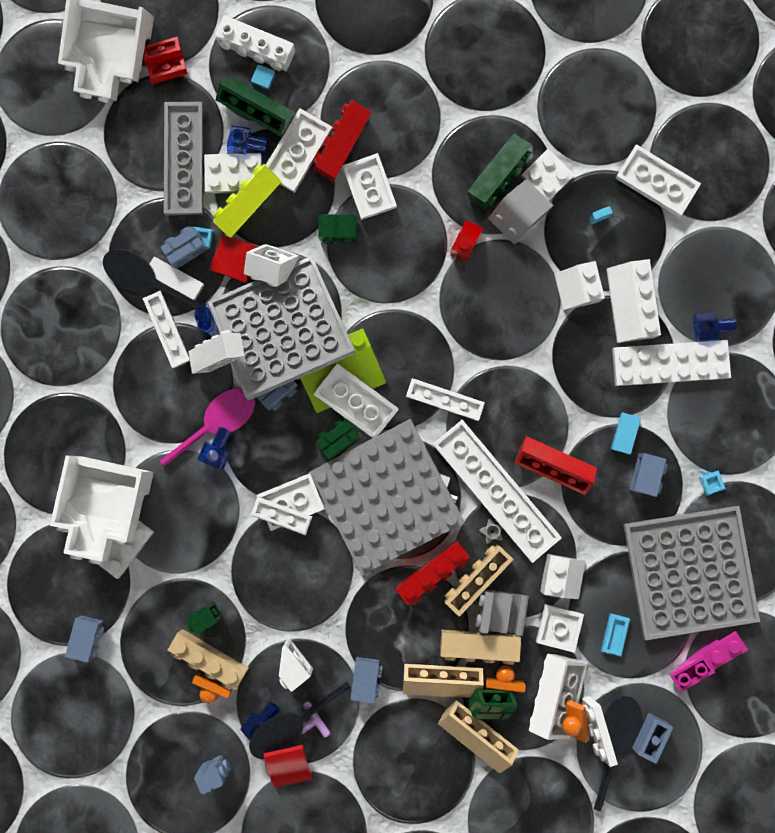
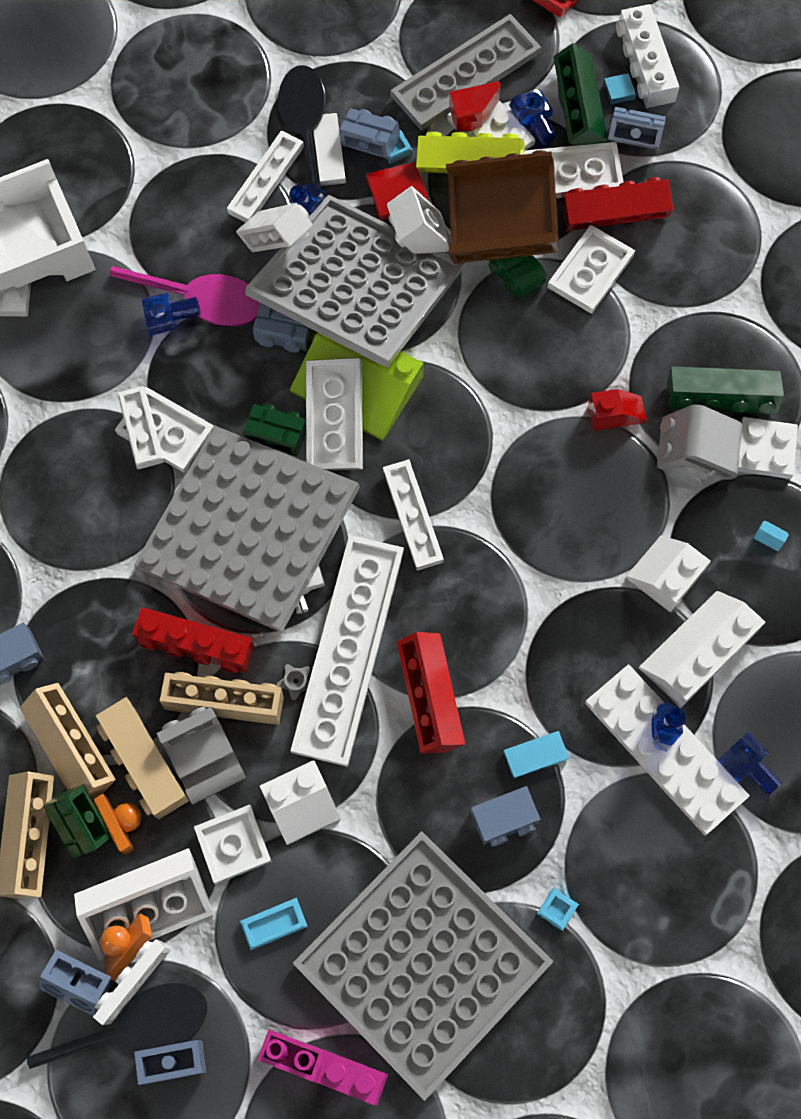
camera: 55 degrees right, 15 degrees down
(215, 176) = (473, 105): none -> red slope
(300, 89) = (637, 128): none -> sand blue brick
(300, 209) = (503, 207): none -> reddish brown panel
(577, 760) = (74, 982): none -> sand blue brick
(667, 355) = (667, 725): none -> clear blue piece

